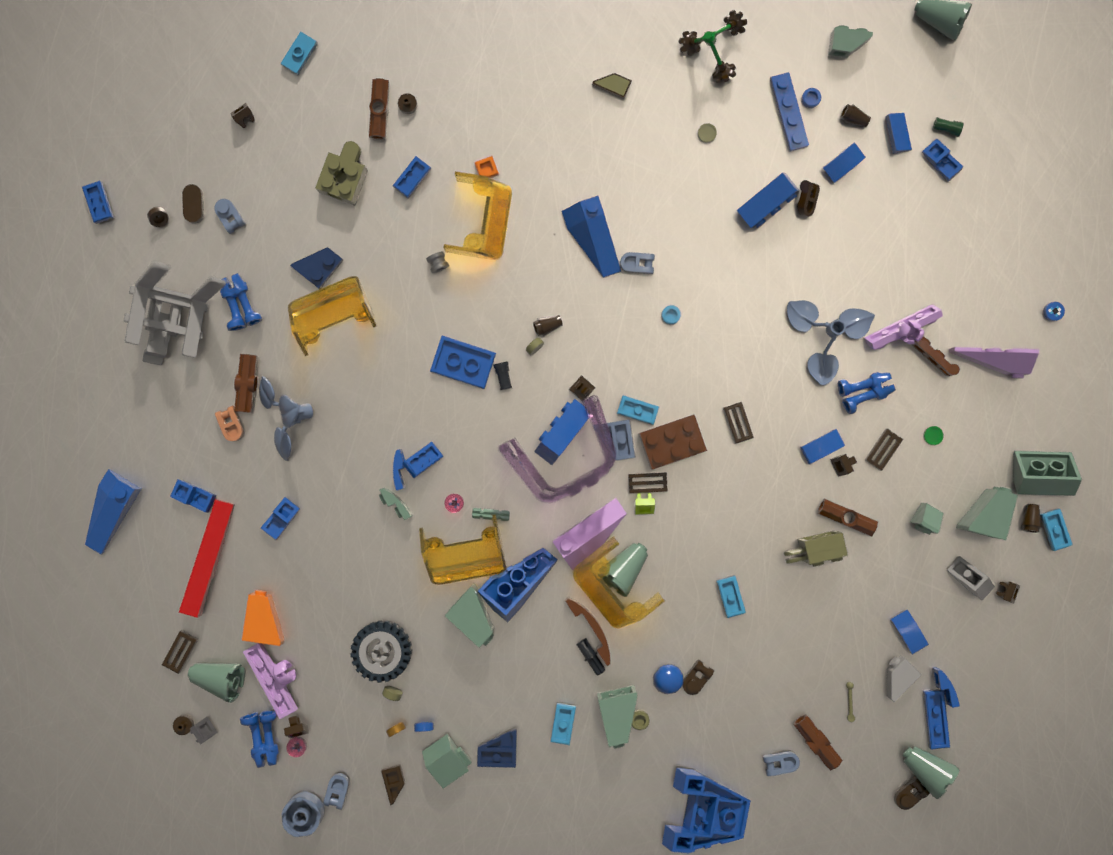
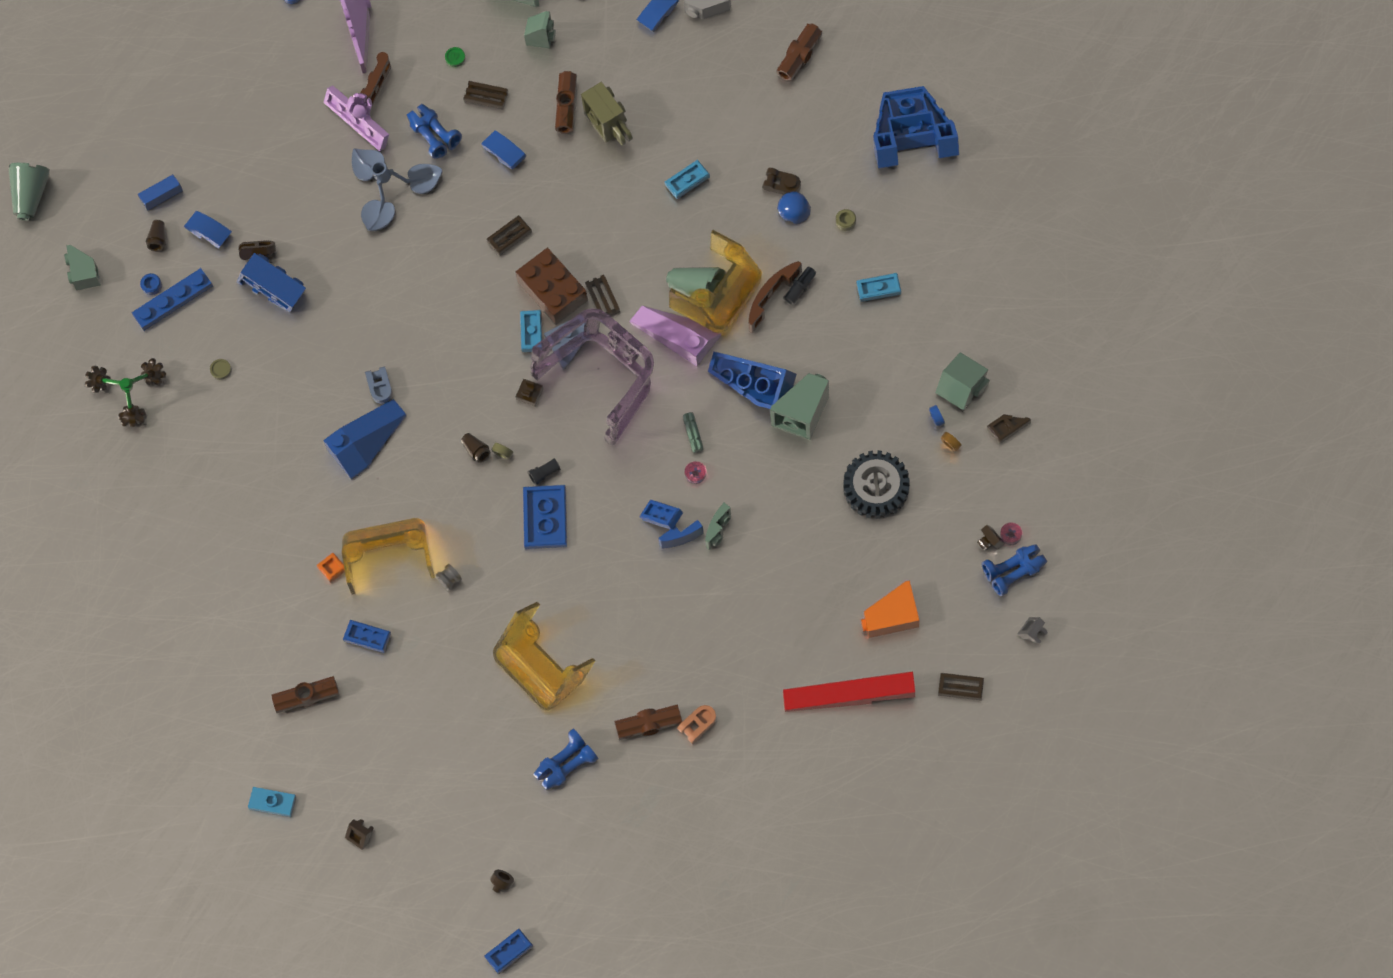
camera: 100 degrees left, 20 degrees down
(112, 503) = (832, 813): blue wedge -> none
(162, 324) = (605, 830): light grey piece -> none
(183, 724) = (1036, 654): dark brown tile -> none
(192, 203) = (474, 851): dark brown tile -> none
(193, 495) = (790, 733): blue slope -> none
(218, 679) = (970, 632): sand green cone -> none
(225, 209) = (468, 815): sand blue plate -> none
(272, 679) = (948, 579): lavender plate -> none
(280, 518) = (779, 637): blue slope -> none
(291, 414) = (656, 646): sand blue plant -> none
(302, 825) = (1074, 508): sand blue brick -> none
(318, 266) = (496, 697): dark blue wing -> none
(338, 785) = (1031, 476): sand blue plate -> none
(342, 174) = (389, 704): olive brick -> none
(392, 693) = (915, 458): olive tile -> none
(409, 107) = (289, 671): dark brown tile -> none
(463, 559) = (744, 433): clear yellow windscreen -> none
(499, 751) = (931, 336): dark blue wing -> none
(562, 431) = (581, 390): blue wedge -> none
(613, 84) = (200, 473): olive tile -> none
(617, 714) = (845, 236): sand green slope -> none
(644, 505) = (626, 288): lime tile -> none
(671, 315) = (421, 336): dark azure tile -> none
(788, 762) = (830, 71): sand blue plate -> none
(843, 464) = (514, 124): dark brown tile -> none
(851, 718) = (763, 33): olive hinge -> none
(941, 160) = (174, 143): blue slope -> none
(952, 127) = (138, 144): dark green pin -> none

